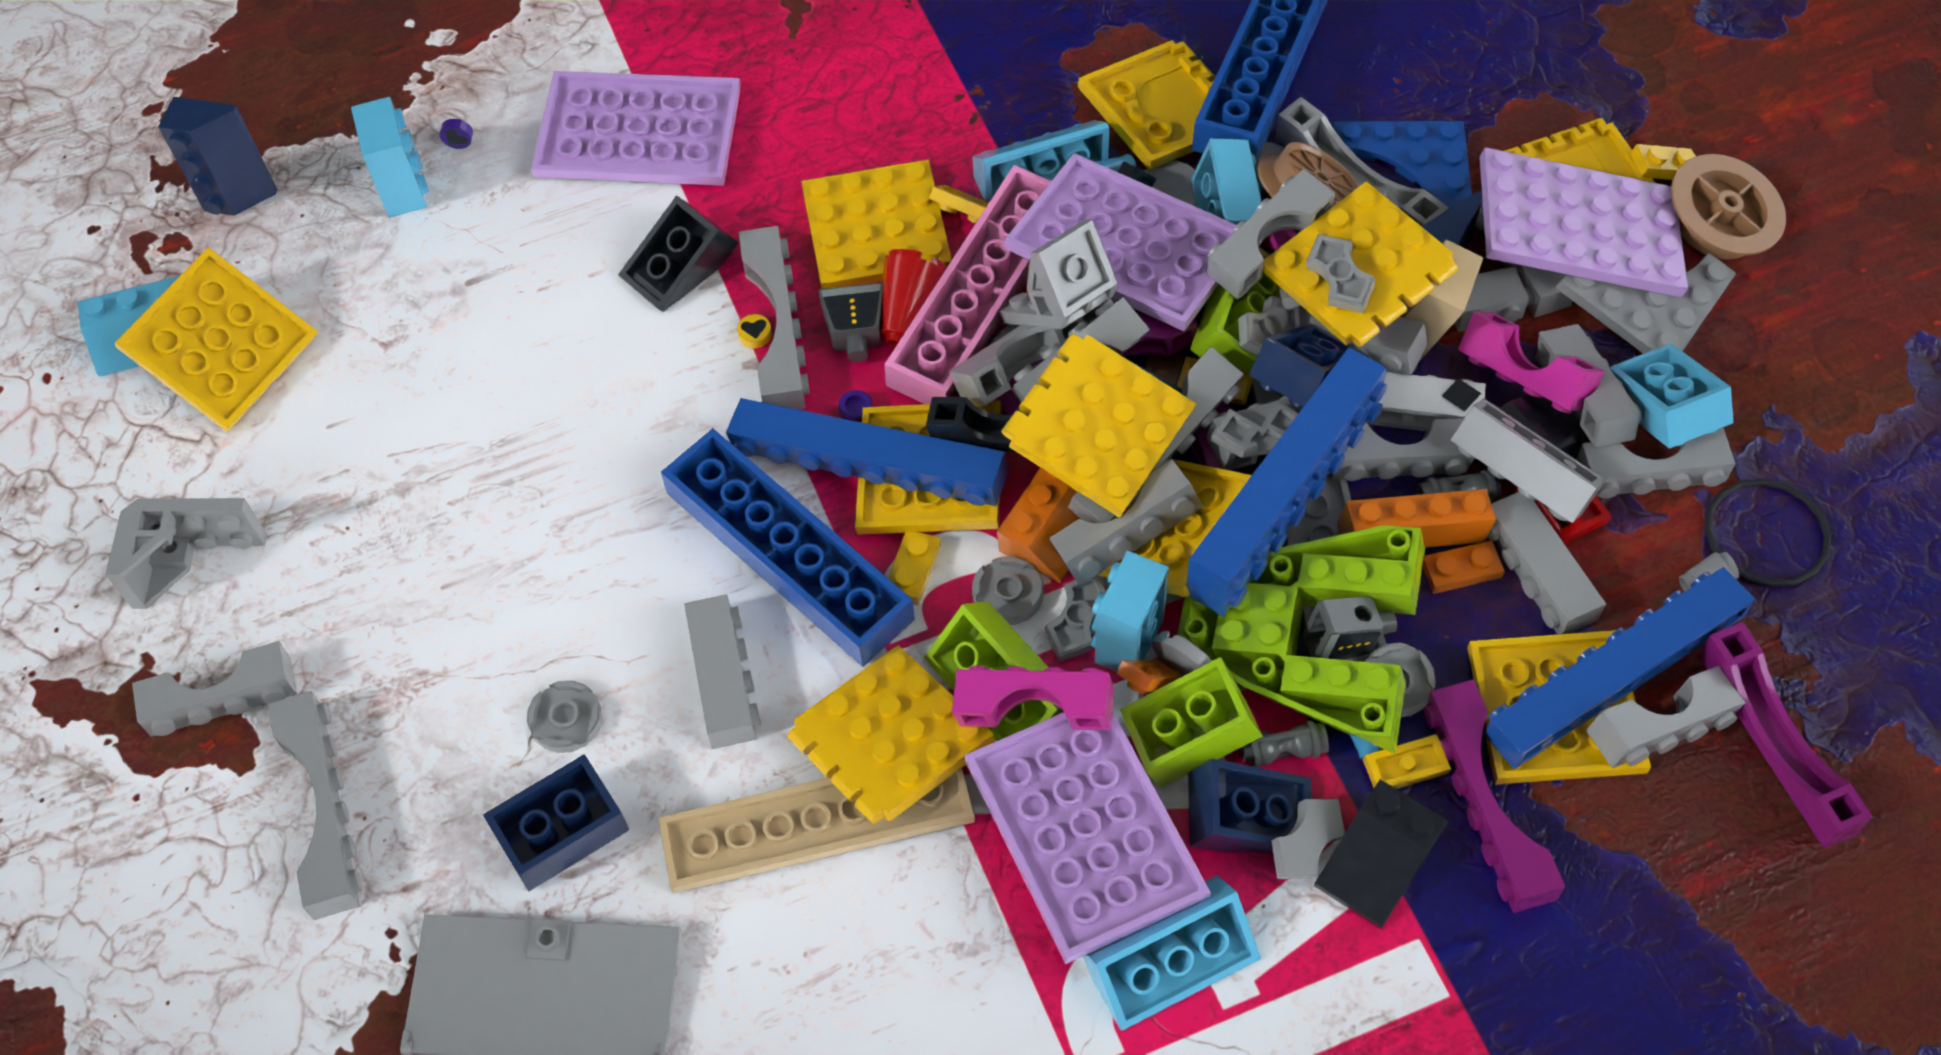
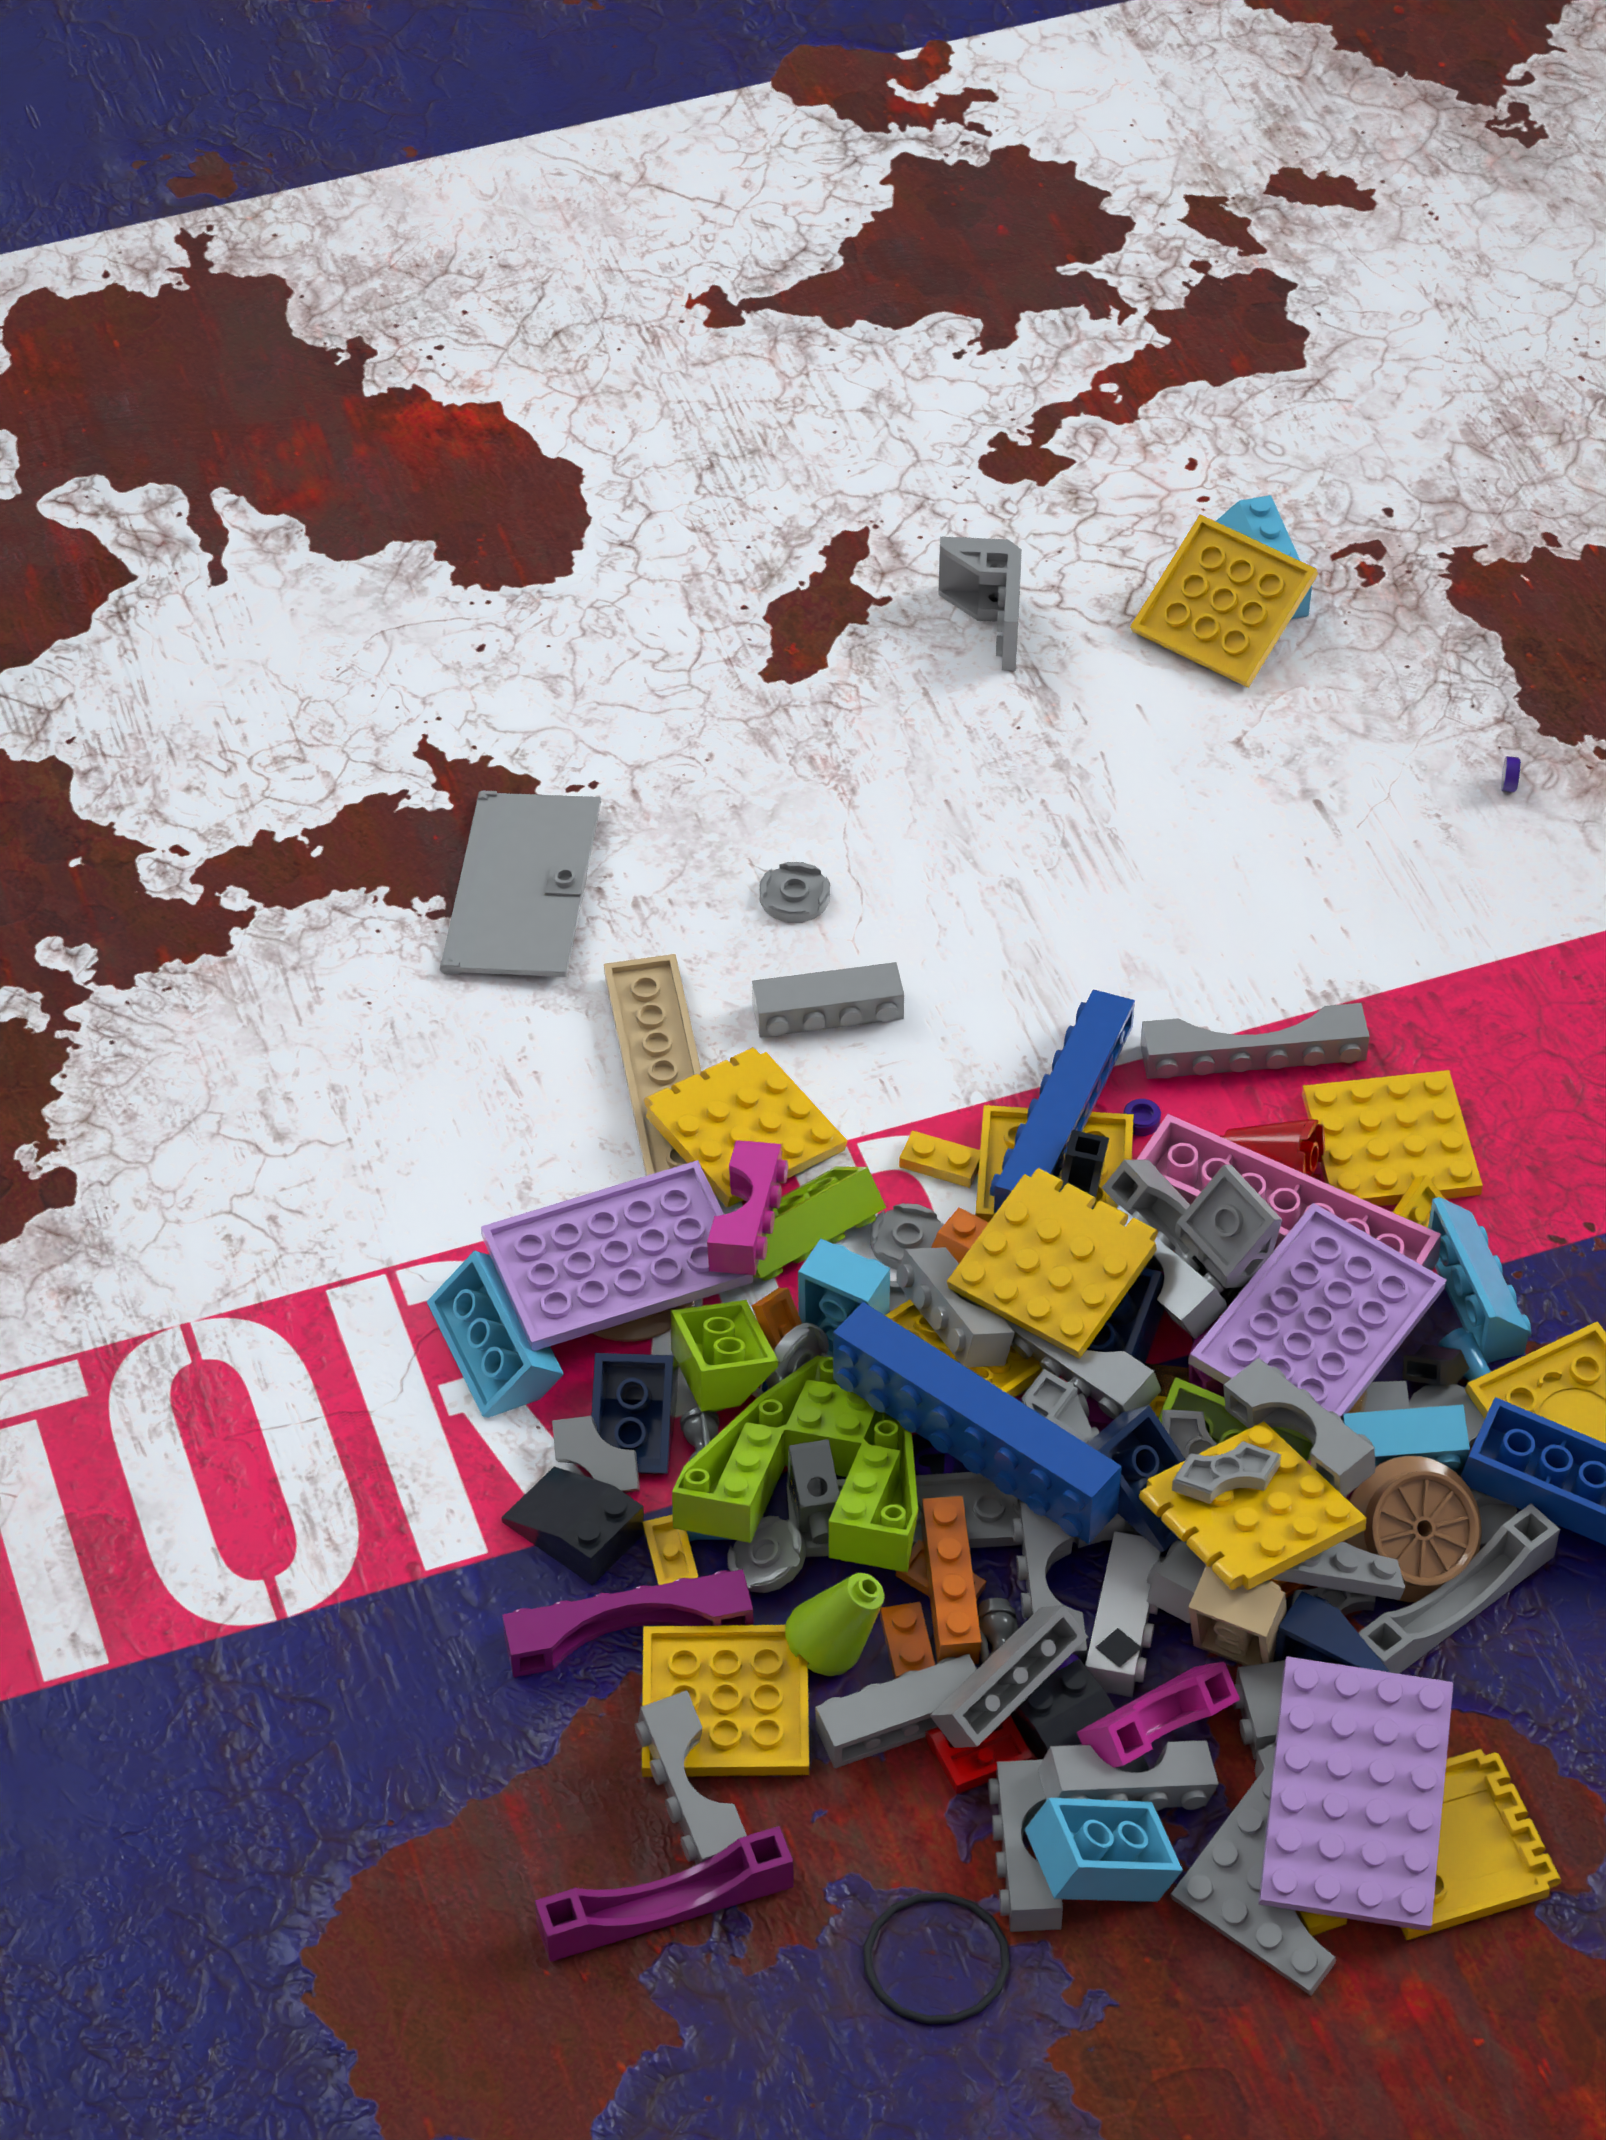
camera: 90 degrees right, 10 degrees down
(216, 155) = (1434, 563): dark blue slope -> none
(259, 679) = (848, 669): light grey arch -> none
(326, 873) = (653, 731): light grey arch -> none
(390, 156) = (1450, 705): medium azure brick -> none
(556, 822) = (675, 878): dark blue brick -> none
(637, 128) = (1525, 928): lavender plate -> none
(677, 255) = (1344, 962): black slope -> none
(754, 331) = (1244, 1025): yellow tile -> none
(788, 547) = (959, 1046): blue brick -> none
(853, 318) = (1248, 1102): torso -> none
(1421, 151) = (1511, 1680): blue plate -> none
(1481, 604) = (835, 1624): none -> lime cone
(1617, 667) = (757, 1746): blue brick -> none
(1659, 161) = (1484, 1940): yellow plate -> none
(1711, 565) = (877, 1877): light grey cone -> none
(1727, 207) = (1407, 1943): medium nougat piece -> none

